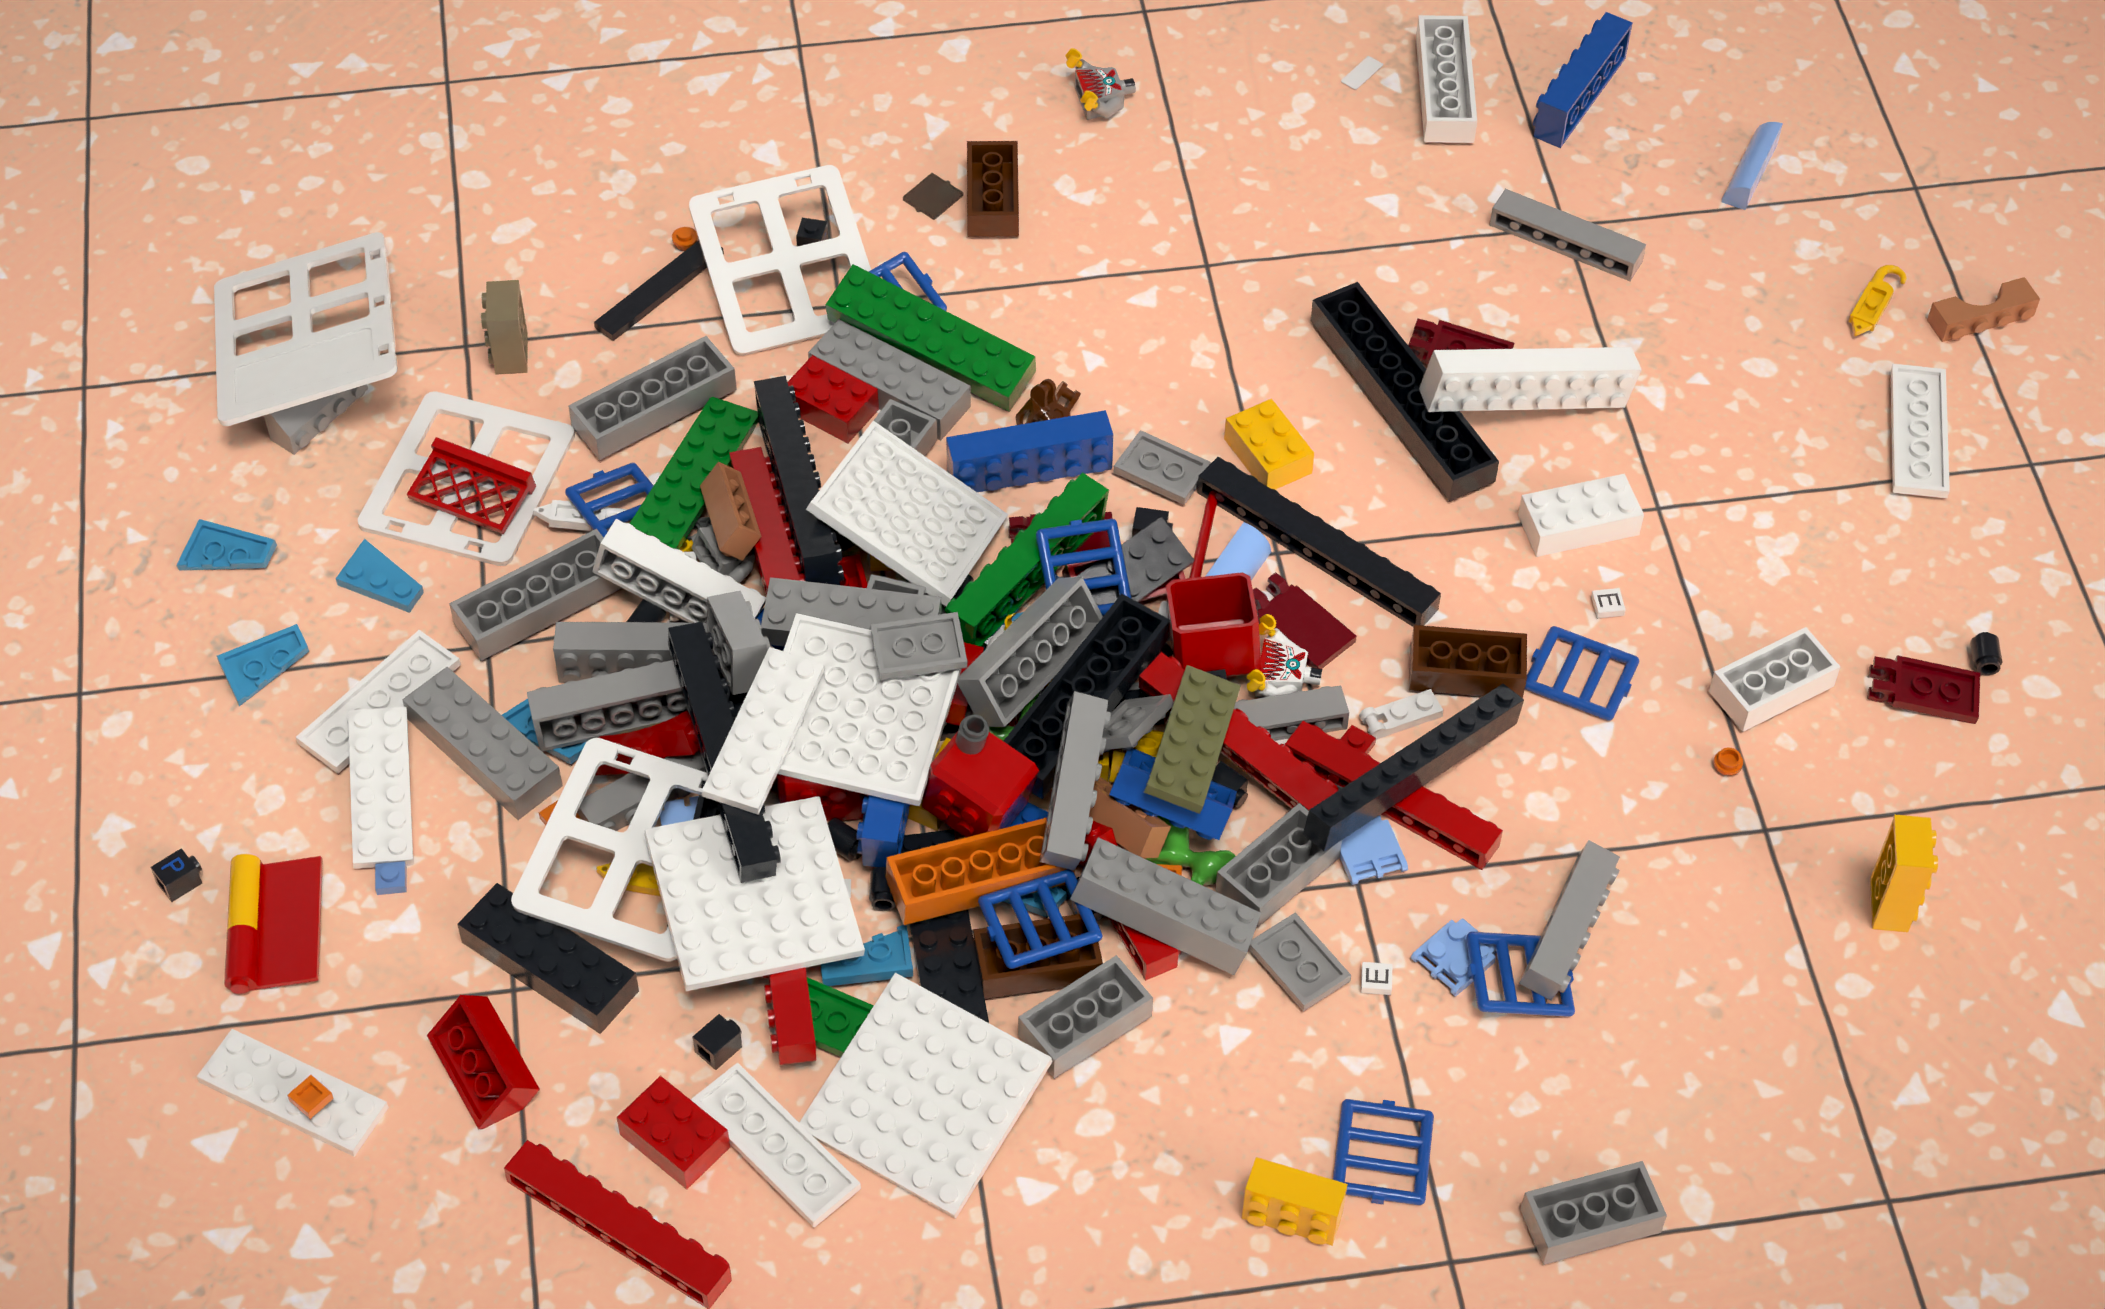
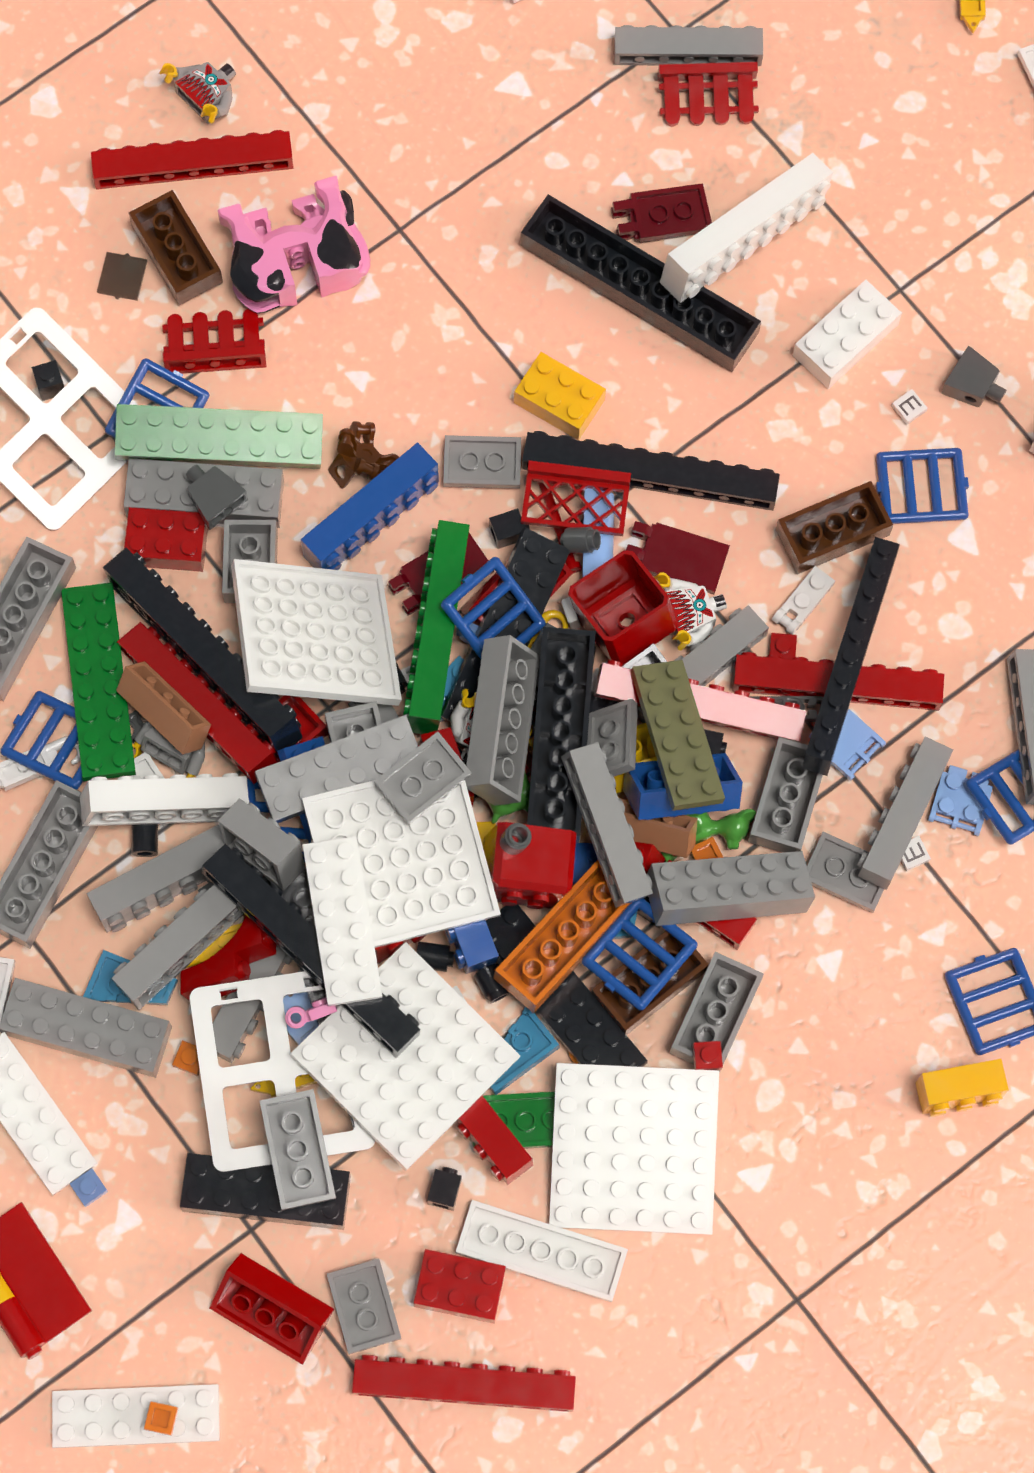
camera: 30 degrees left, 20 degrees up
(570, 1105) = (363, 1306): none -> light grey plate
(594, 916) = (297, 1149): none -> light grey brick
(695, 807) = (319, 1010): none -> bright pink plate
(893, 372) = (214, 494): none -> dark grey torso
(979, 288) = (214, 356): none -> red fence
(1048, 1038) = (707, 1055): none -> red plate
(1054, 135) = (192, 159): none -> red brick
(1069, 224) = (325, 240): none -> bright pink animal
(1210, 556) = (581, 539): none -> dark grey brick
(1240, 511) = (576, 477): none -> red fence
(1387, 932) = (905, 813): none -> light grey brick
(1573, 263) = (720, 74): none -> red fence
(1685, 605) = (973, 380): none -> dark grey torso

